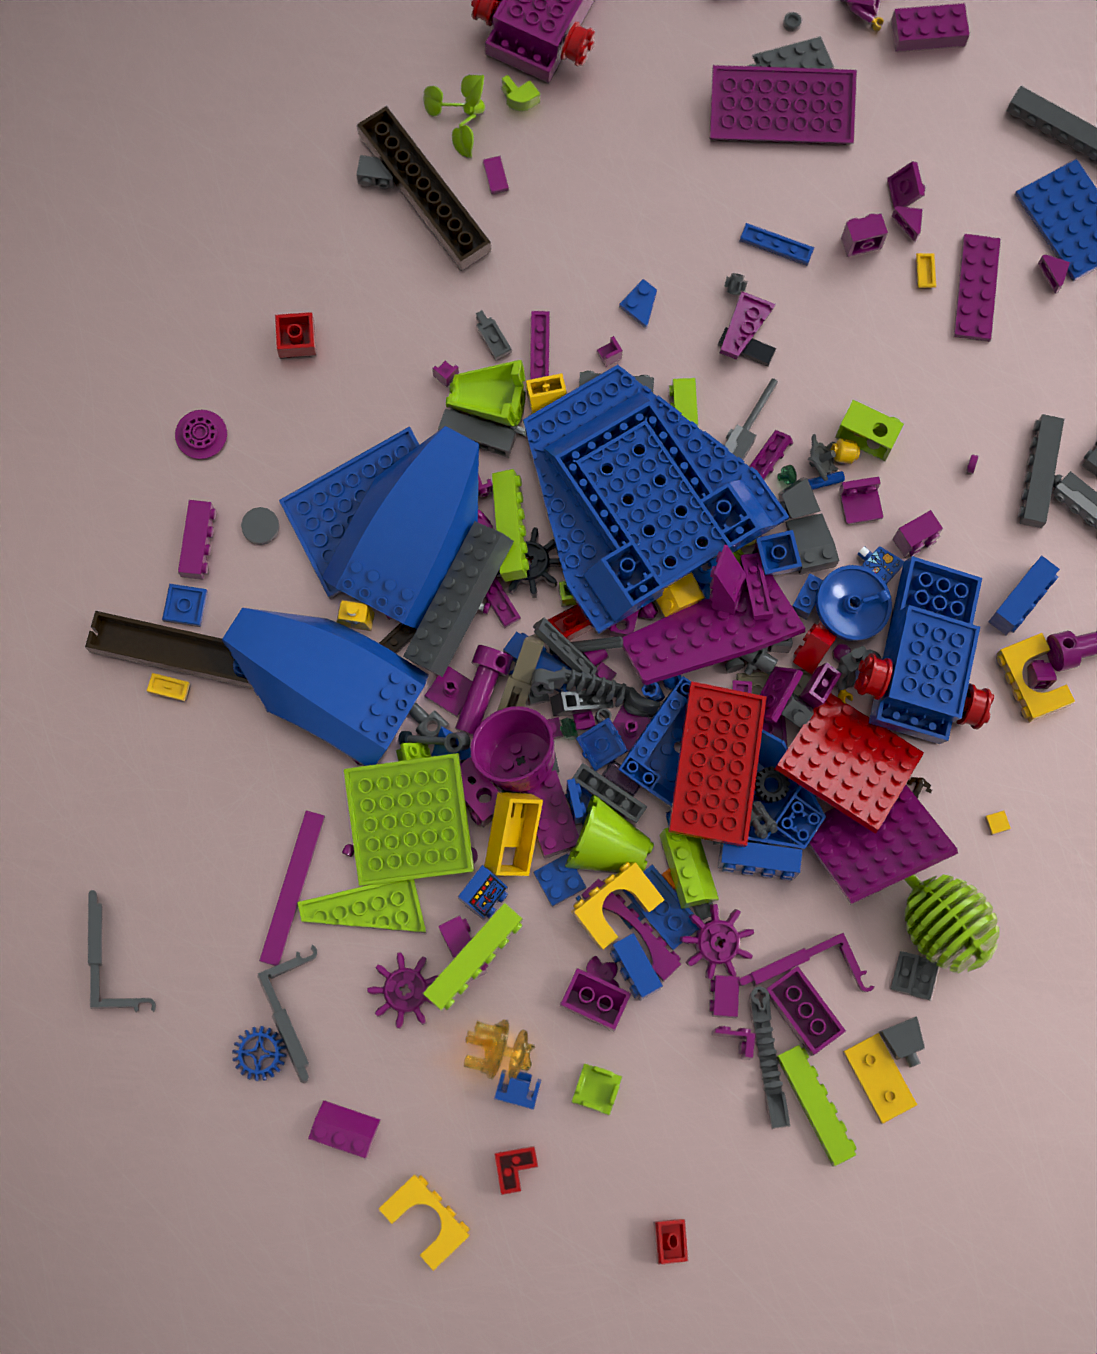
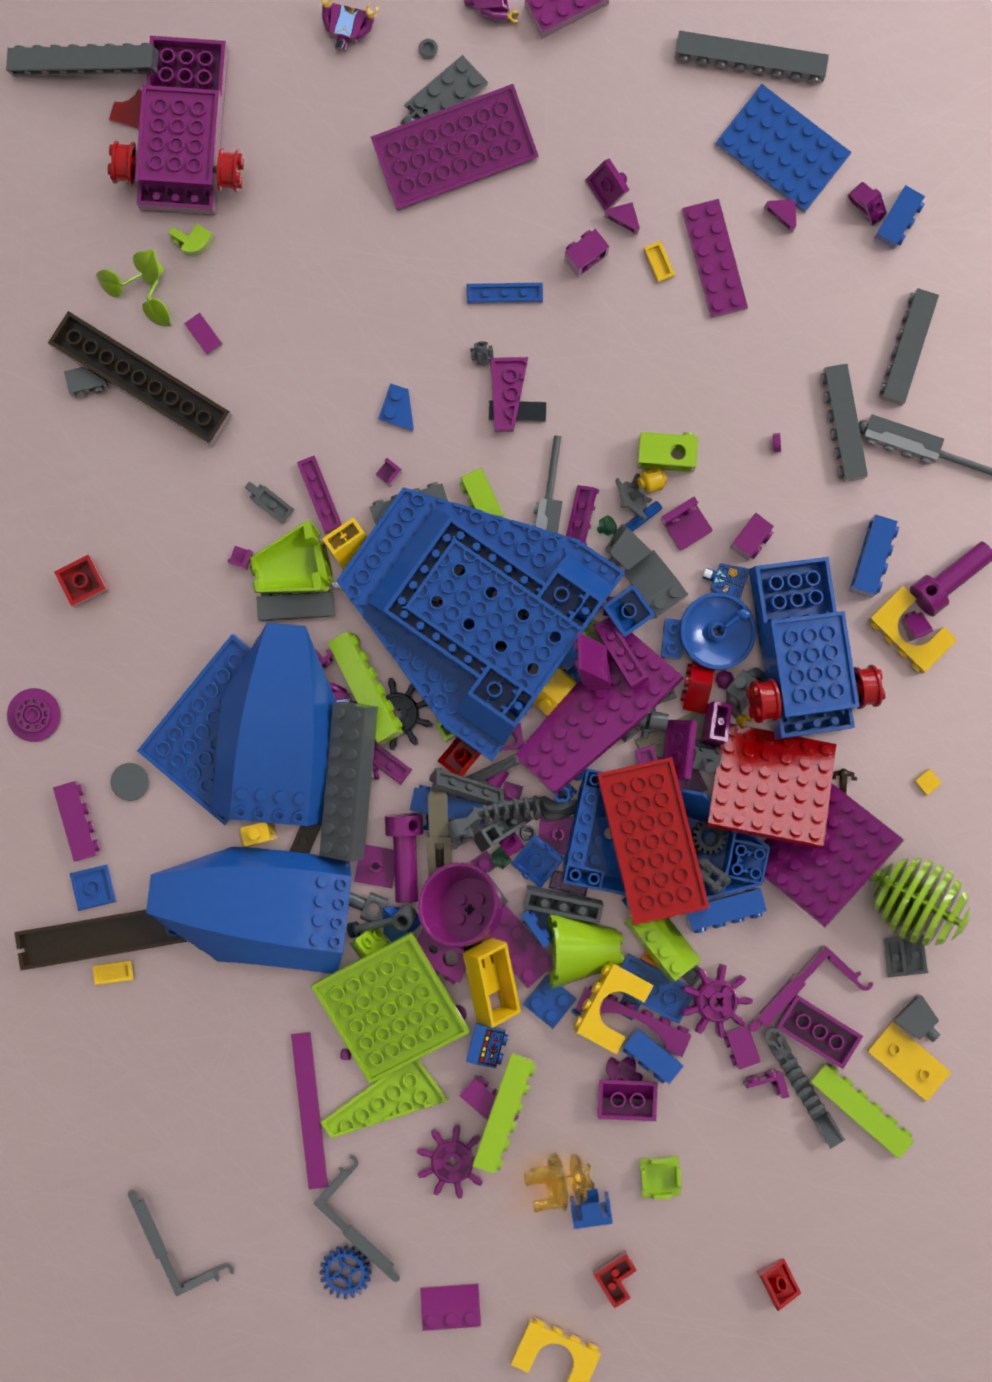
camera: 20 degrees left, 10 degrees up
(648, 611) = (531, 715): magenta plate -> none

